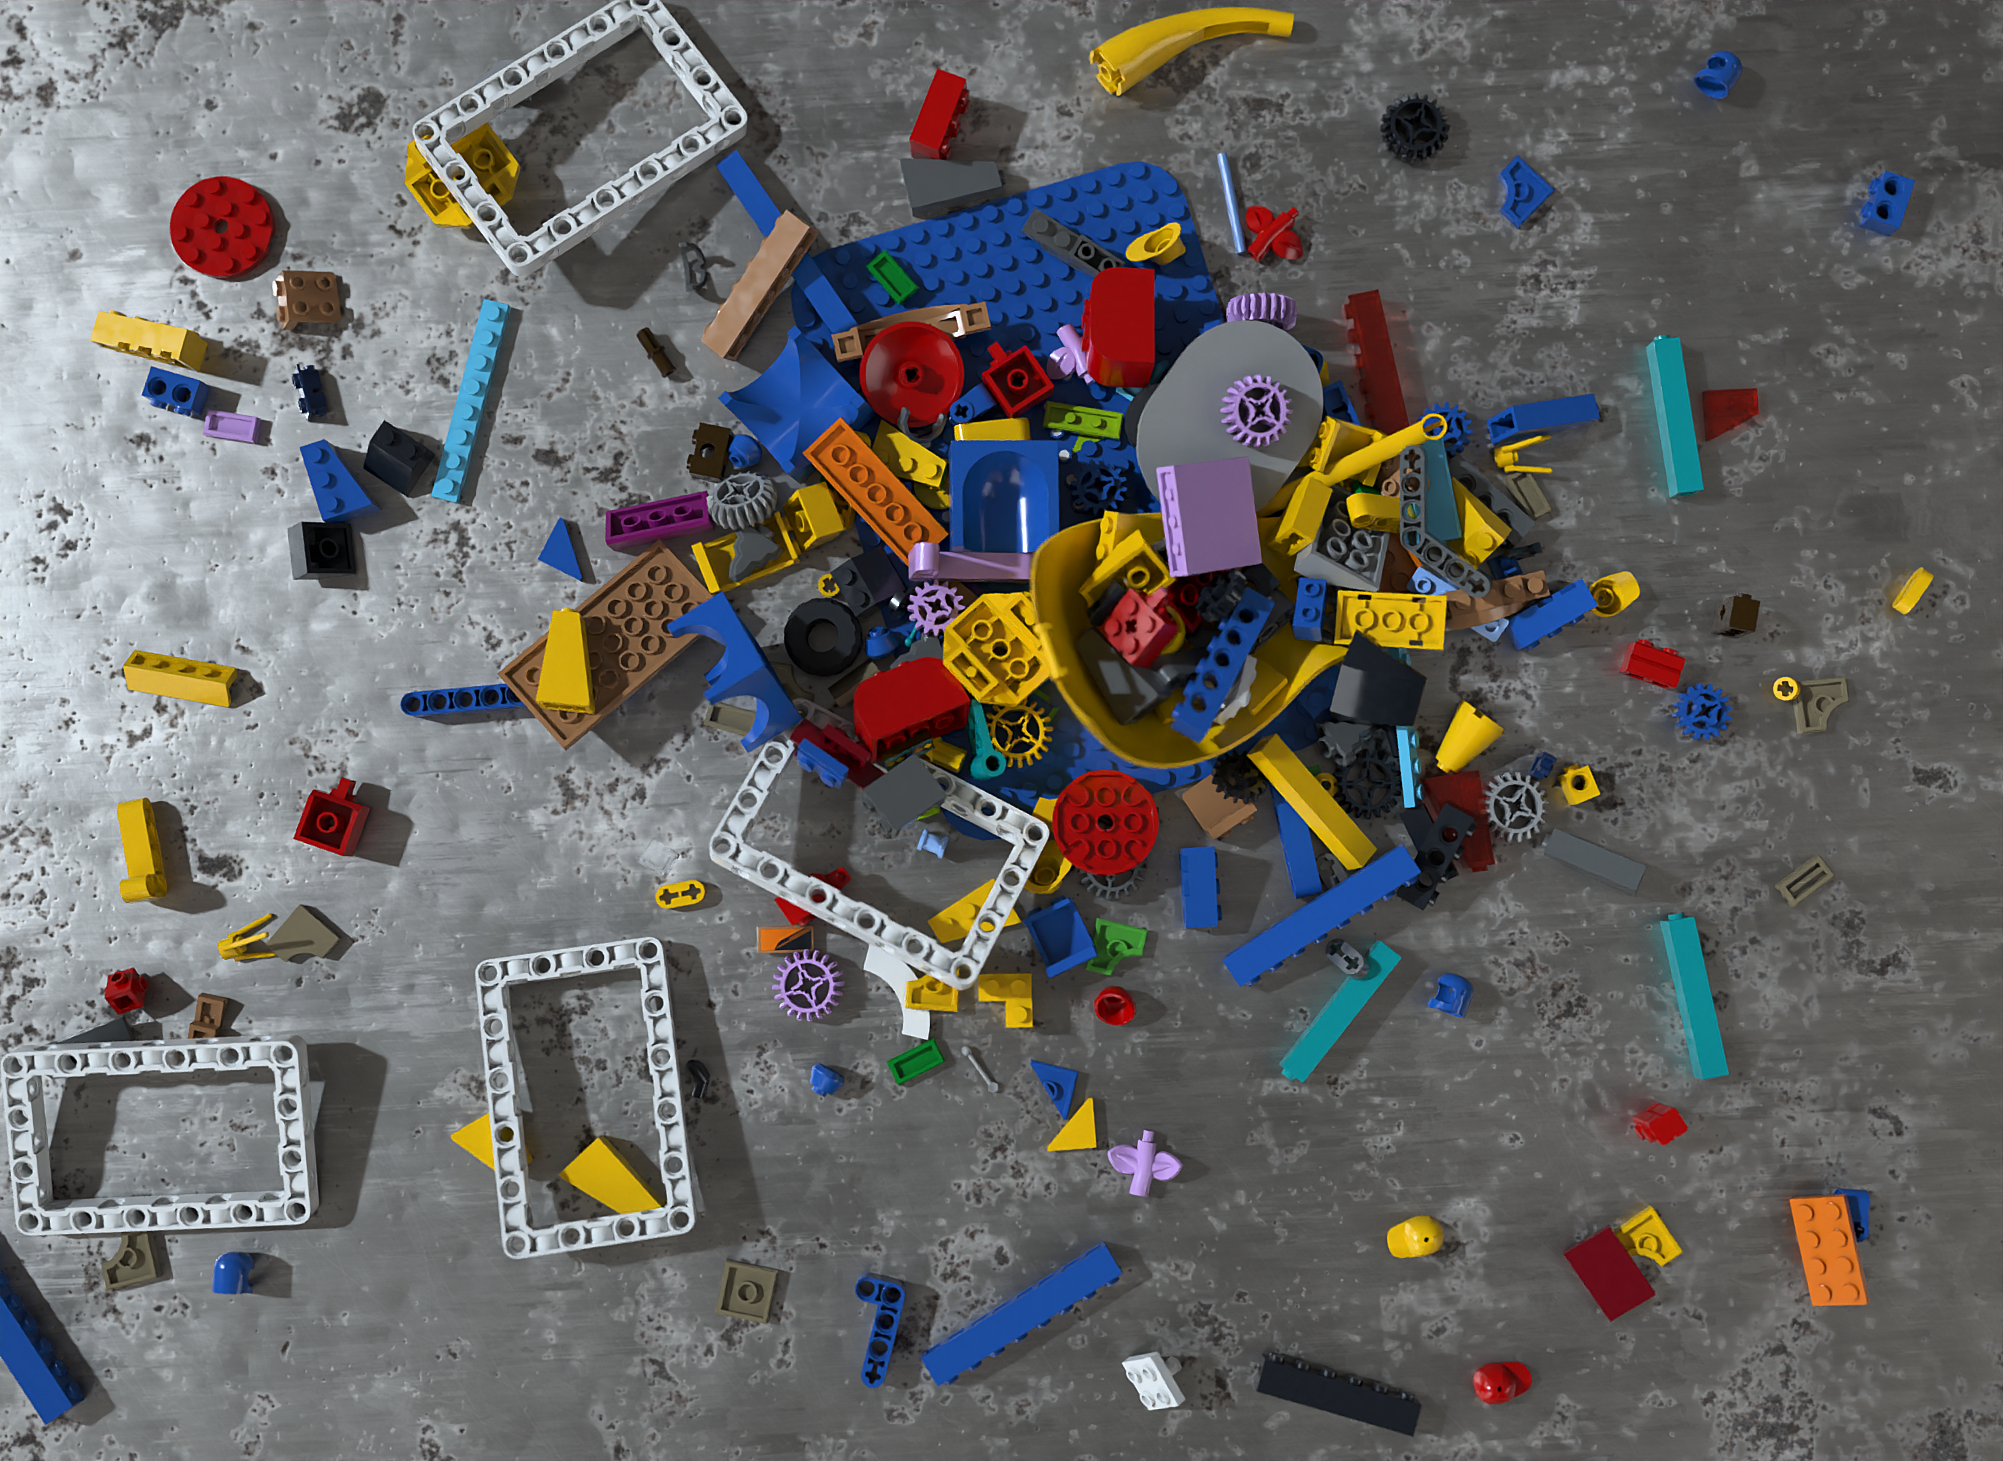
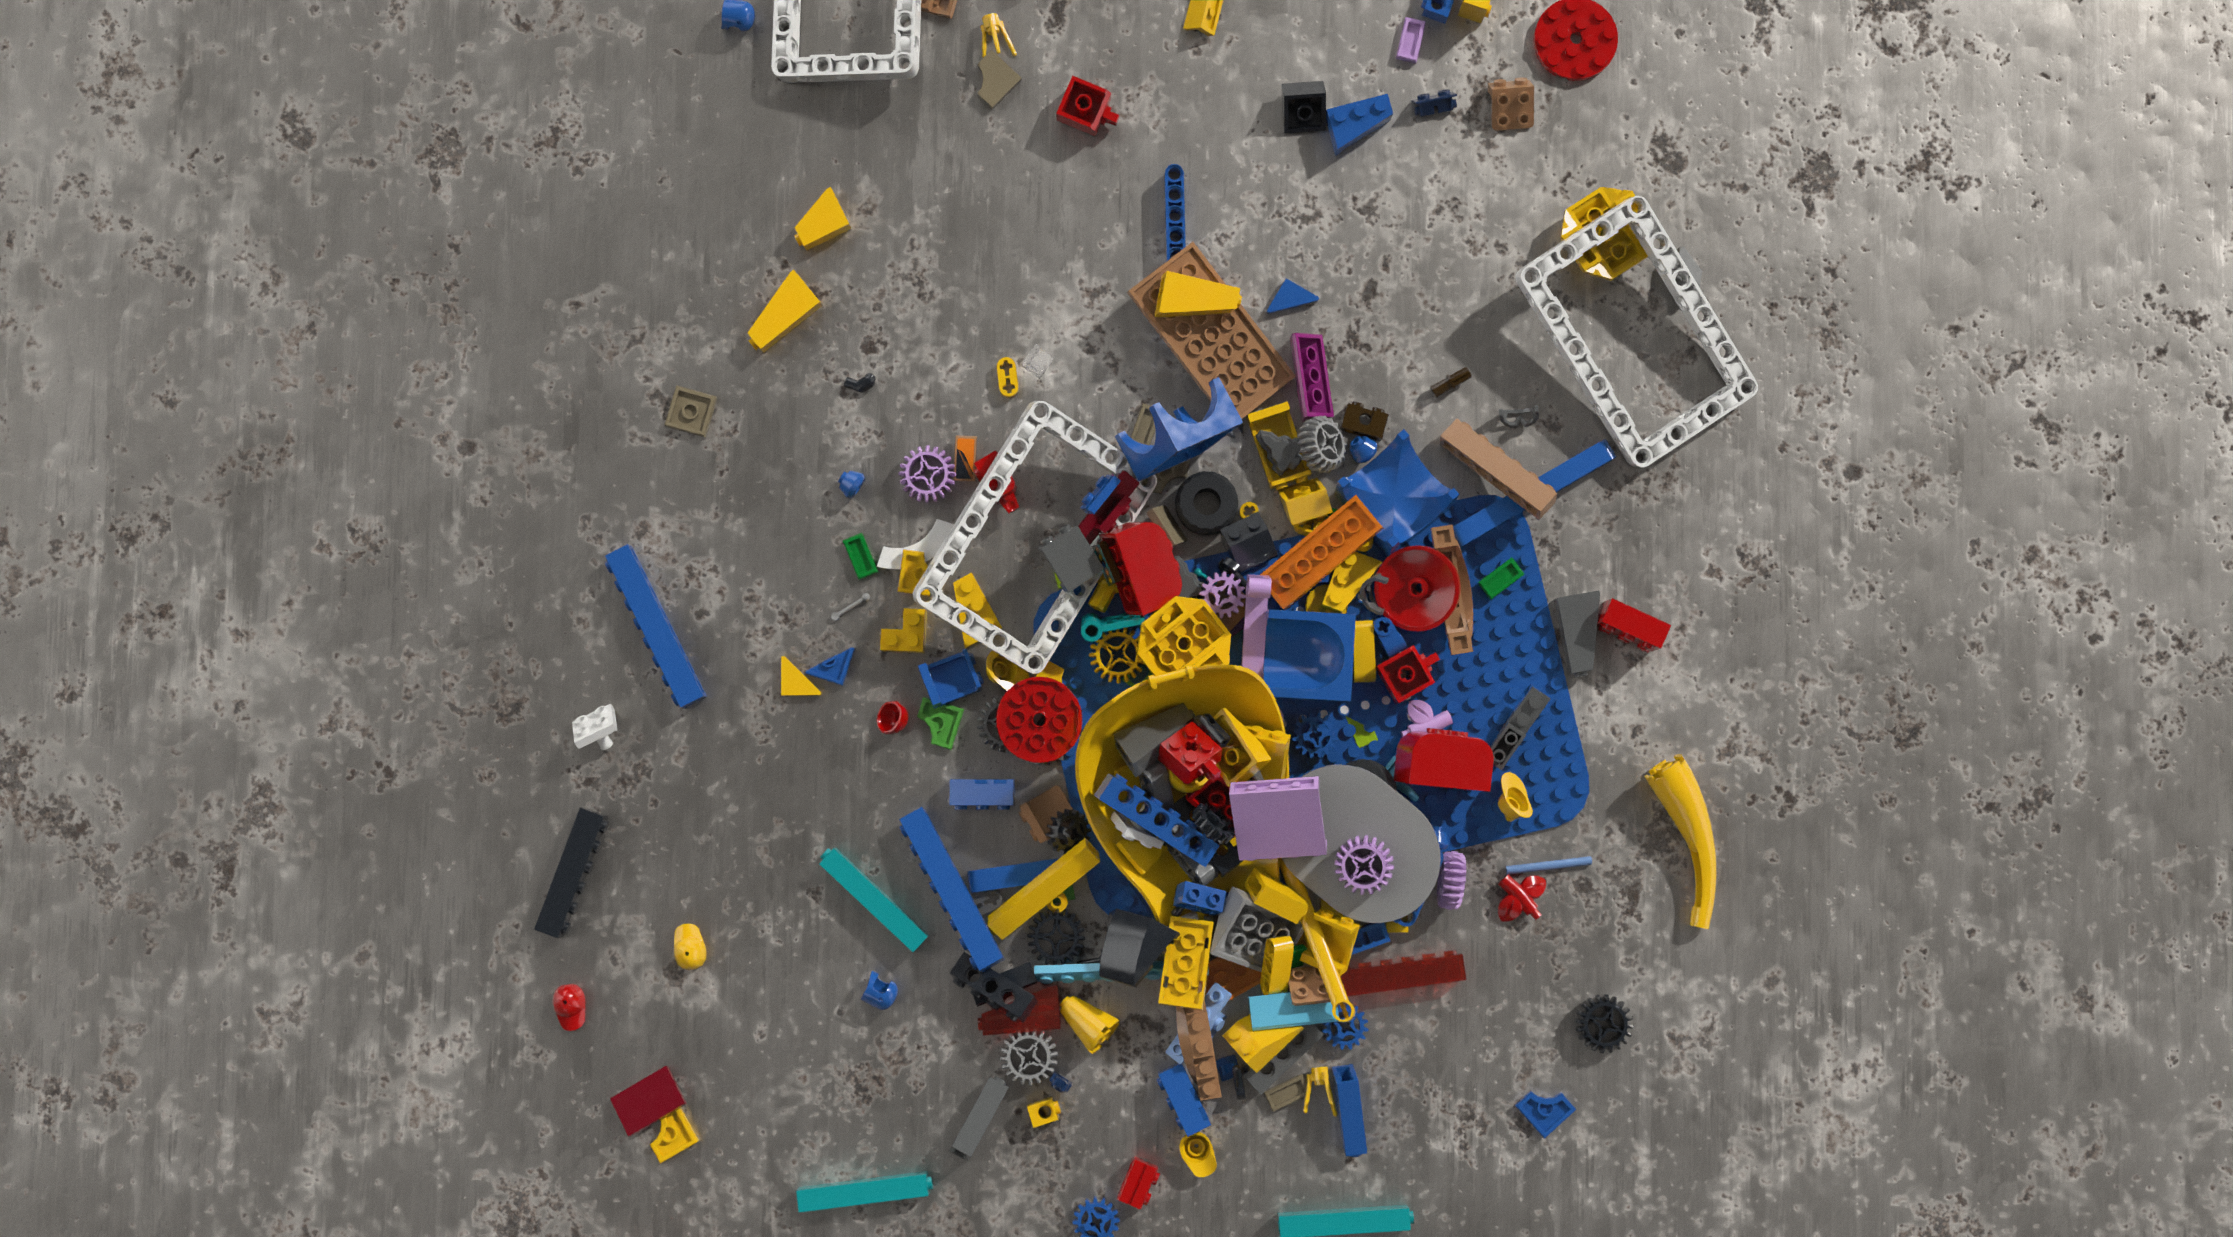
camera: 90 degrees right, 0 degrees up
(396, 458) = (1375, 170): black slope -> none
(471, 401) = (1419, 231): medium azure plate -> none
(506, 1110) = (852, 231): white beam -> none
(880, 643) = (1198, 549): blue cone -> none
(880, 1331) = (651, 513): blue beam -> none
(933, 843) = (1033, 581): light blue bush -> none
(1083, 420) = (1371, 726): lime tile -> none
(1144, 1163) = (765, 732): lavender plant -> none
(1343, 740) = (1093, 919): dark grey rock -> none
(1344, 961) = (913, 905): flat silver beam -> none
(1420, 525) = (1251, 999): dark grey beam -> none
(1659, 1124) = (762, 1150): red brick -> none

